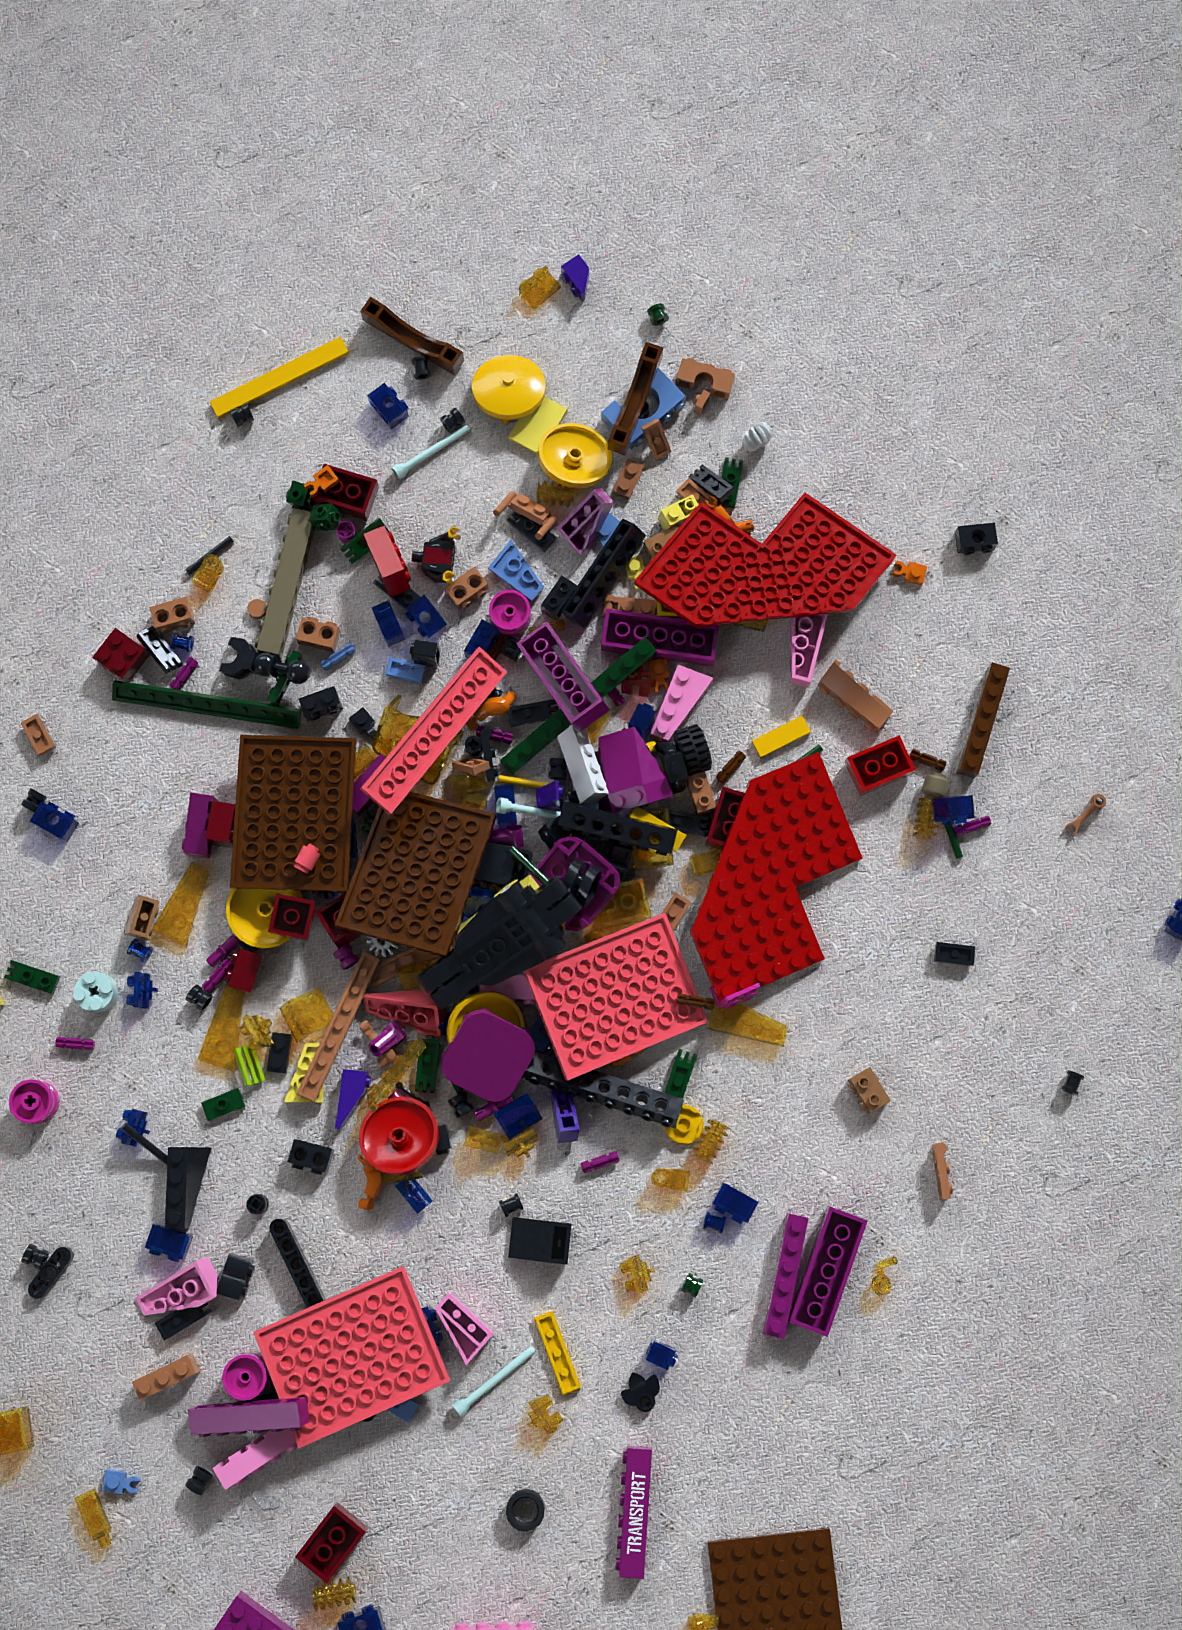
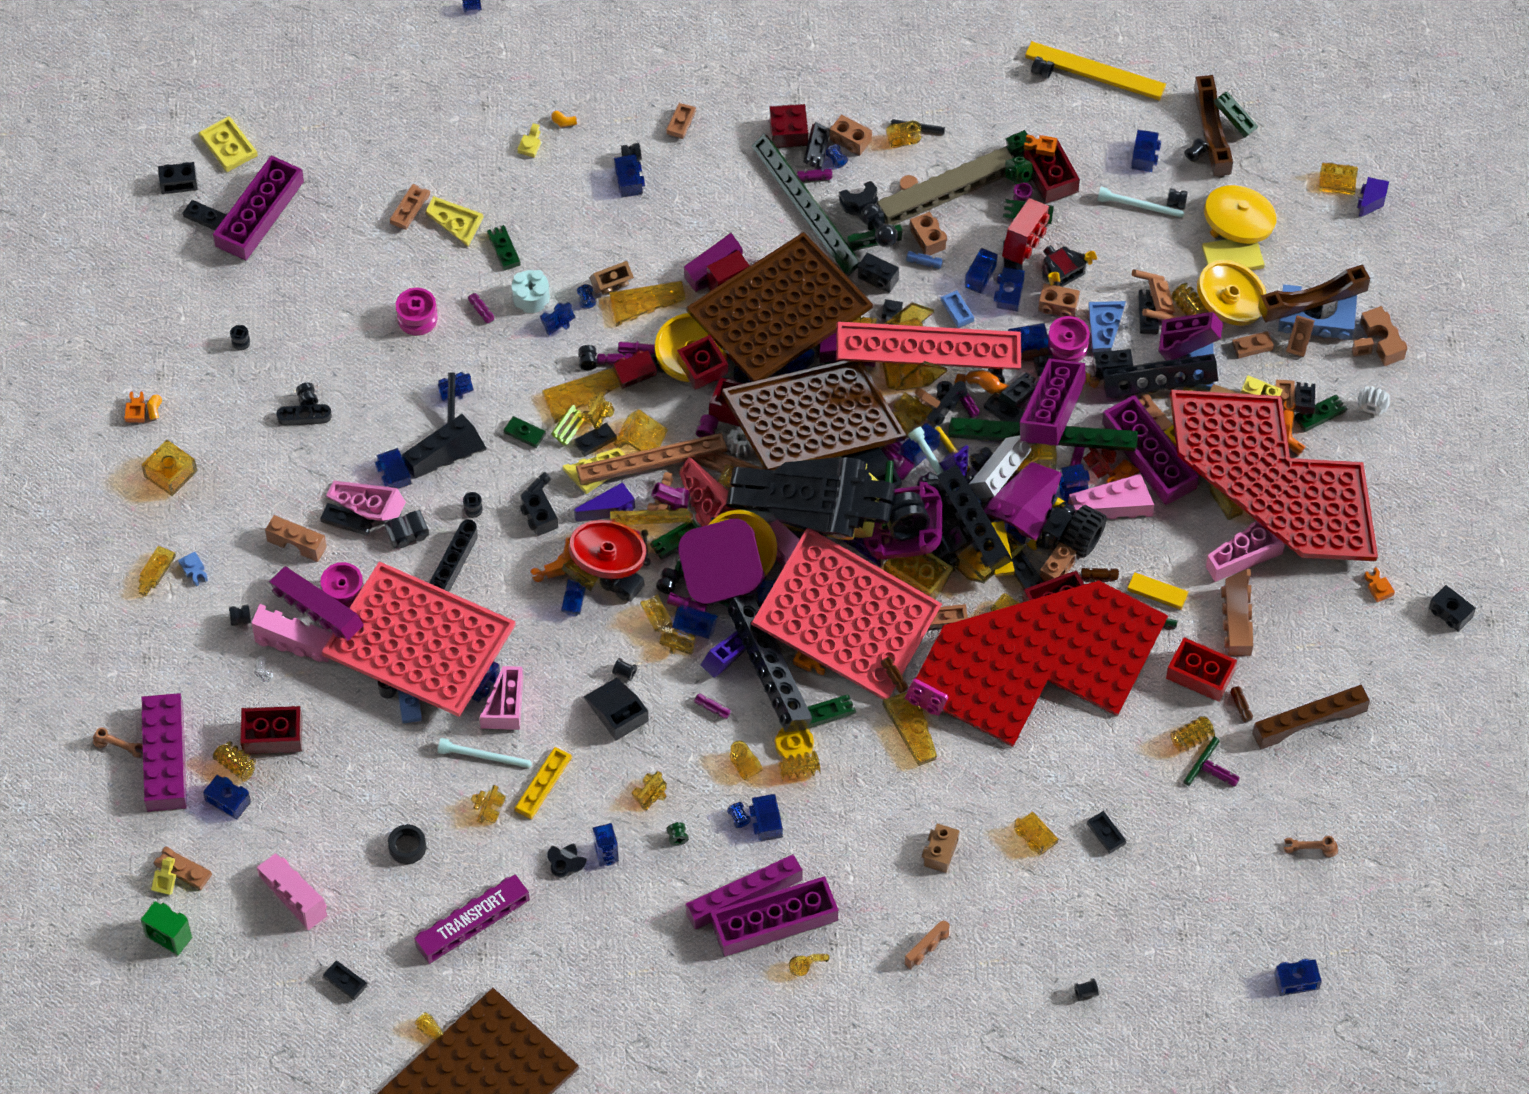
camera: 50 degrees right, 20 degrees down
(283, 1137) = (538, 484): none -> black axle
(307, 858) = (753, 335): coral brick -> none
(417, 310) = (1235, 114): none -> dark green hinge
(425, 653) = (982, 308): black brick -> none
(522, 688) = (1019, 390): none -> black hinge
(658, 314) = (1400, 268): dark green wheel -> none
(911, 1006) = (1035, 832): none -> clear yellow bracket
(935, 786) = (1225, 721): dark tan head -> none
(953, 809) = (1218, 742): clear blue brick -> none

